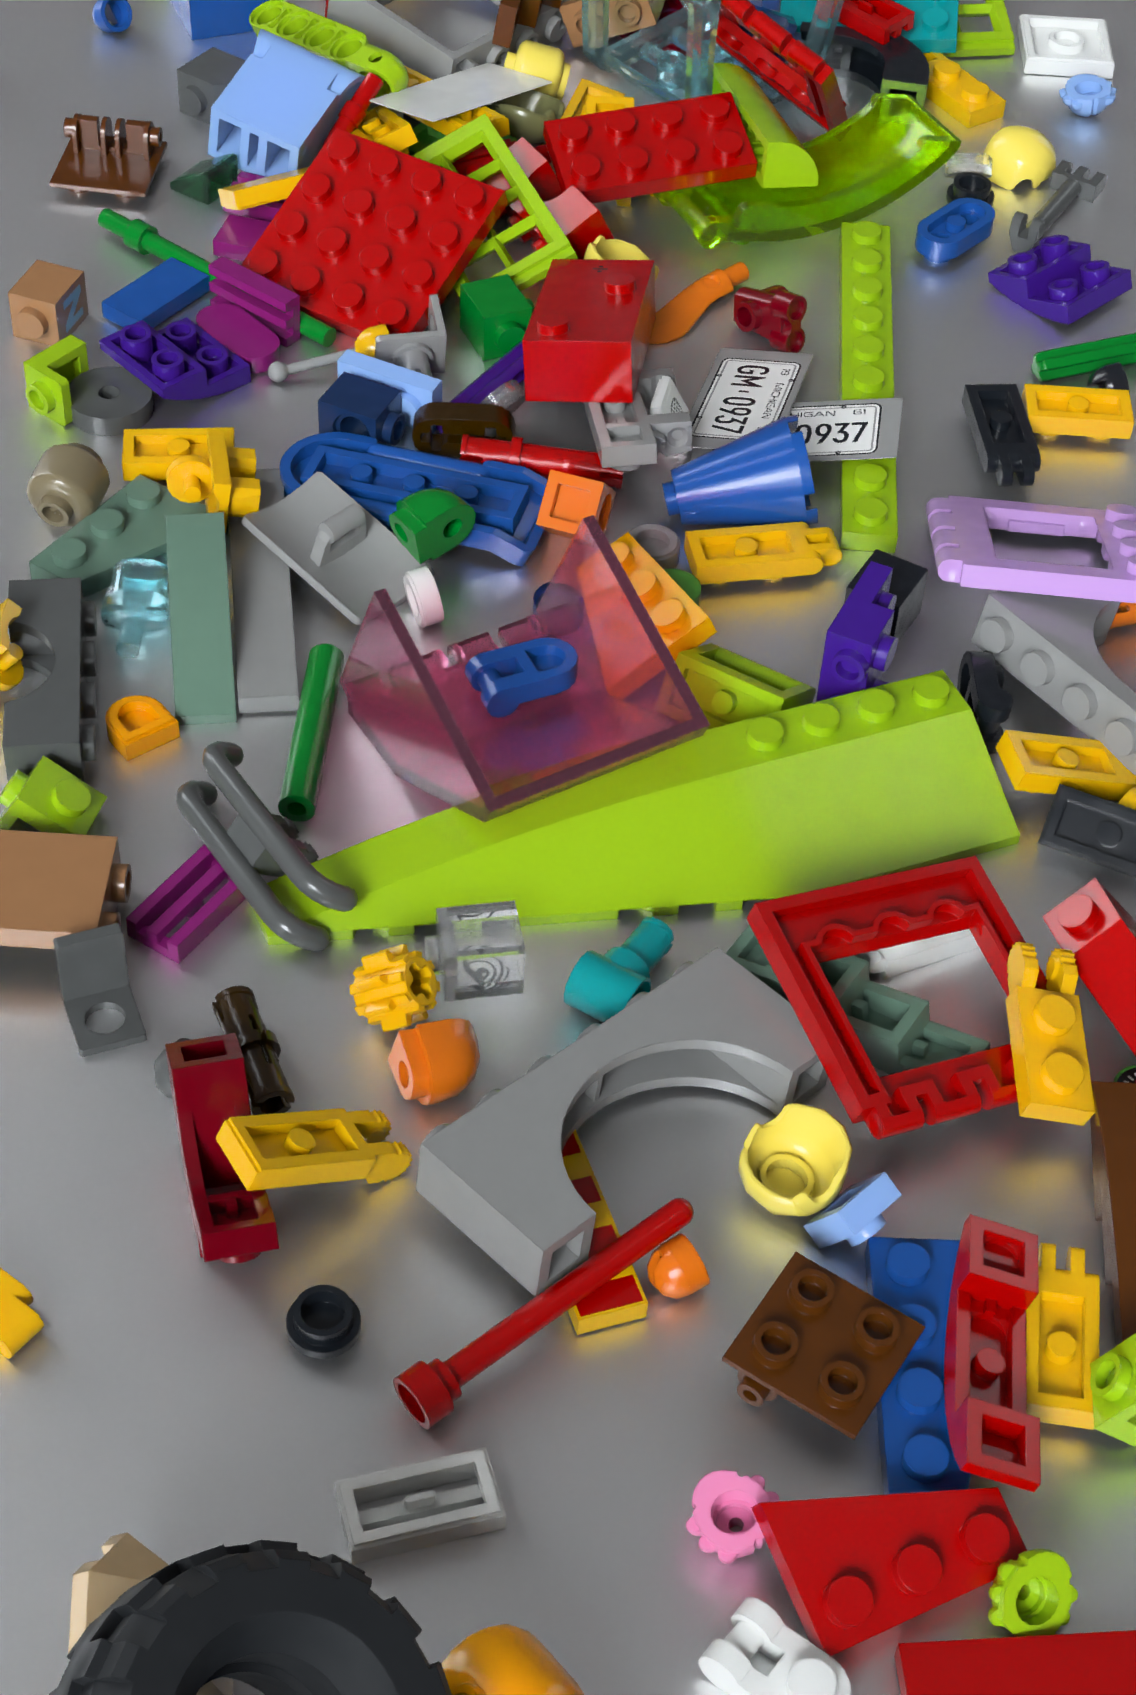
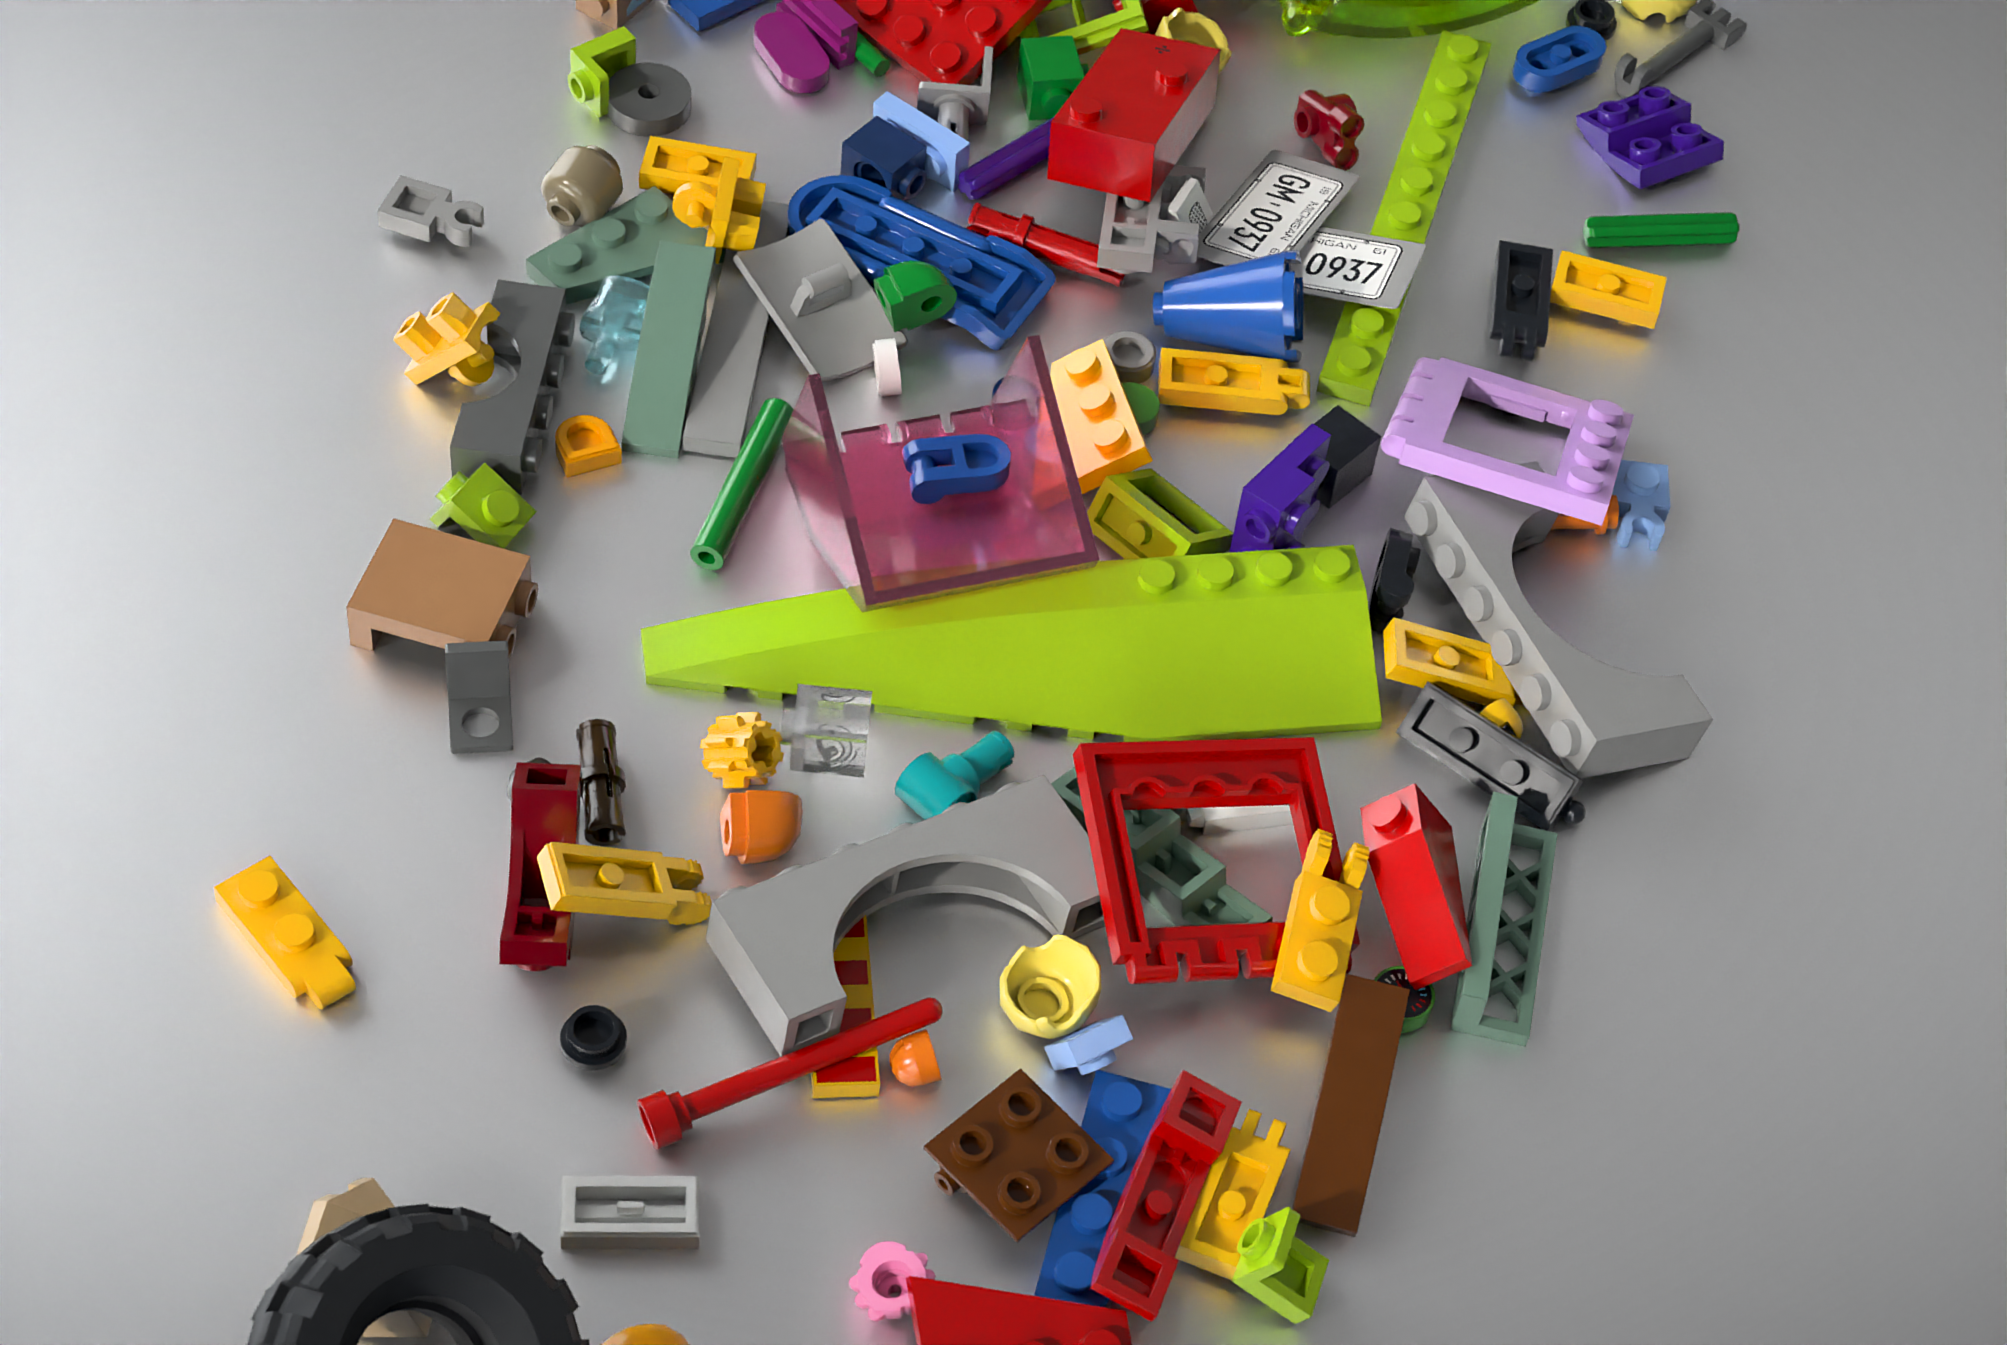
camera: 10 degrees right, 5 degrees up
(177, 360) = (723, 68): dark purple slope -> none
(180, 898) = (581, 622): magenta tile -> none
(257, 846) = (659, 589): dark grey piece -> none
(364, 344) = (907, 90): light grey hinge -> none
(458, 420) = (977, 186): dark brown beam -> none
(508, 395) = (1024, 175): clear tile -> none
(571, 499) = (1060, 304): orange brick -> none
(687, 307) = (1250, 99): orange piece -> none
(1109, 377) = (1654, 260): black hinge -> none

